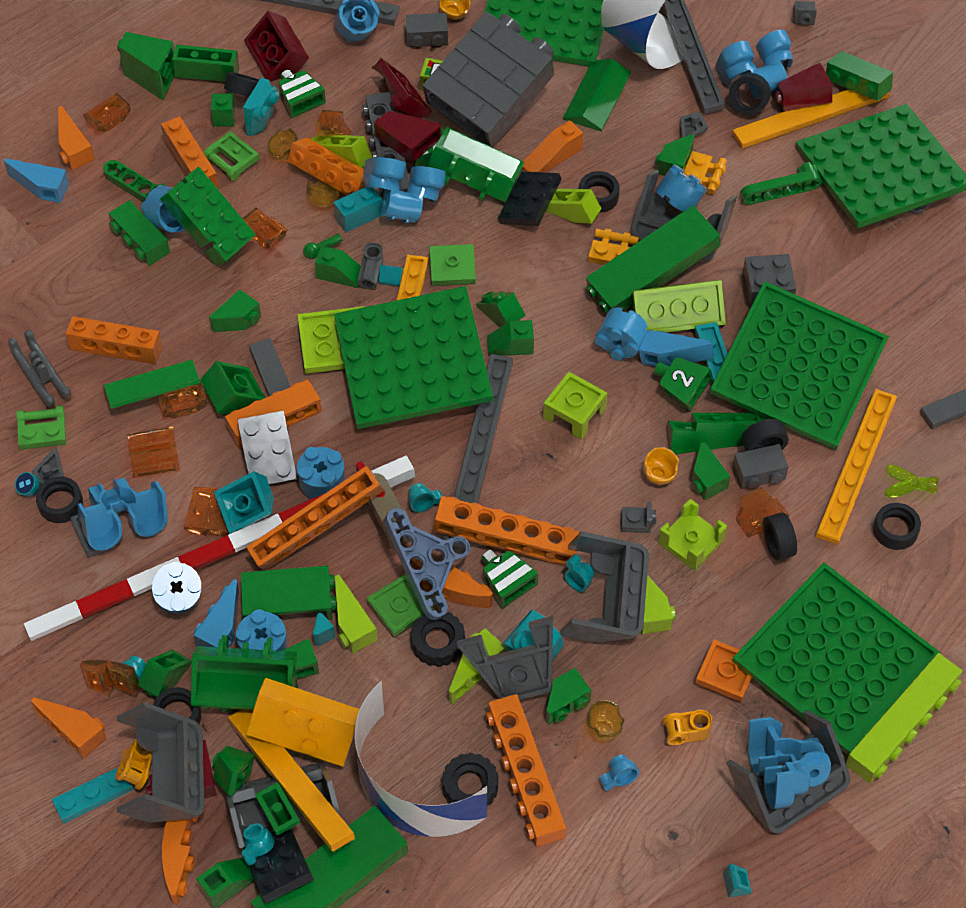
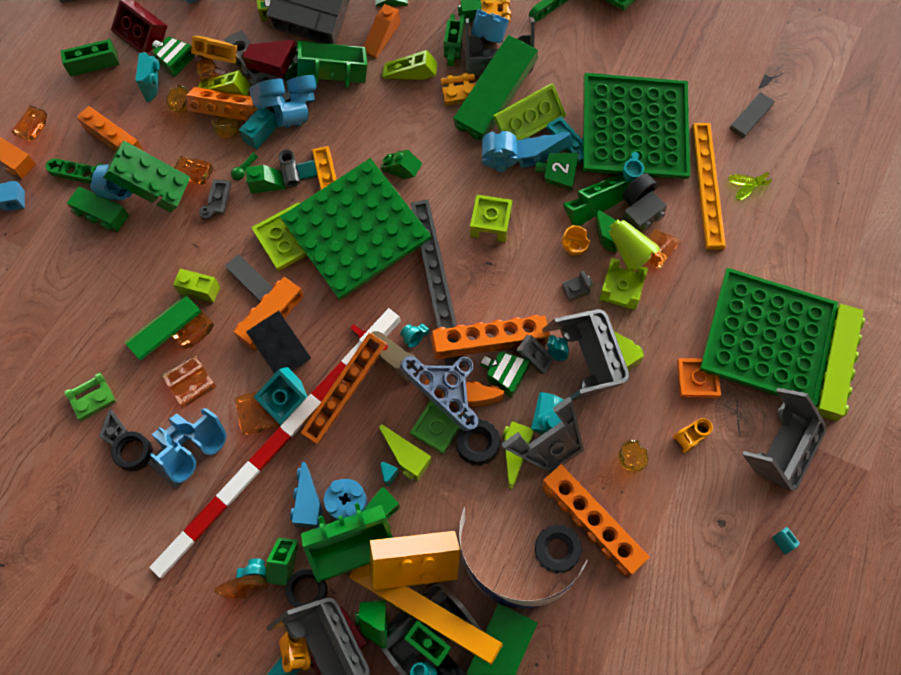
camera: 20 degrees left, 10 degrees up
(27, 484) = (100, 449): tile -> none
(39, 370) = (68, 351): dark grey piece -> none
(72, 725) = (228, 638): orange slope -> none
(114, 340) = (116, 303): orange brick -> none
(147, 62) = (43, 72): green slope -> none
(176, 574) = (266, 499): brick -> none
(205, 350) = (196, 285): none -> lime brick
(223, 109) = (119, 88): green slope -> none
(230, 387) = (227, 305): green slope -> none
(236, 151) = (144, 117): bright green plate -> none
(236, 313) = (203, 245): green slope -> none
(240, 84) = (124, 64): black tyre -> none
(274, 270) = (217, 199): none -> dark grey hinge
(288, 591) = (348, 454): green panel -> none
(319, 471) = (322, 339): dark azure brick -> none
(348, 102) = (214, 49): none -> light orange slope
(403, 92) = (251, 27): dark red slope -> none
(452, 265) = (348, 144): bright green plate -> none
(512, 339) = (420, 185): green slope -> none
(529, 198) = (382, 73): black plate -> none
(549, 569) = (534, 351): none -> dark grey plate
(567, 695) = (595, 445): green slope -> none
(606, 180) = (430, 40): black tyre -> none
(621, 773) = (663, 491): dark azure piece -> none
(630, 189) = (454, 39): none -> green hinge
(720, 492) = (632, 244): none -> lime cone
(767, 407) = (633, 168): none -> teal piece
(768, 268) = (573, 67): dark grey brick -> none
(780, 536) = (687, 260): black tyre -> none
(804, 762) = (790, 454): dark azure piece -> none
(901, 511) = (762, 207): black tyre -> none

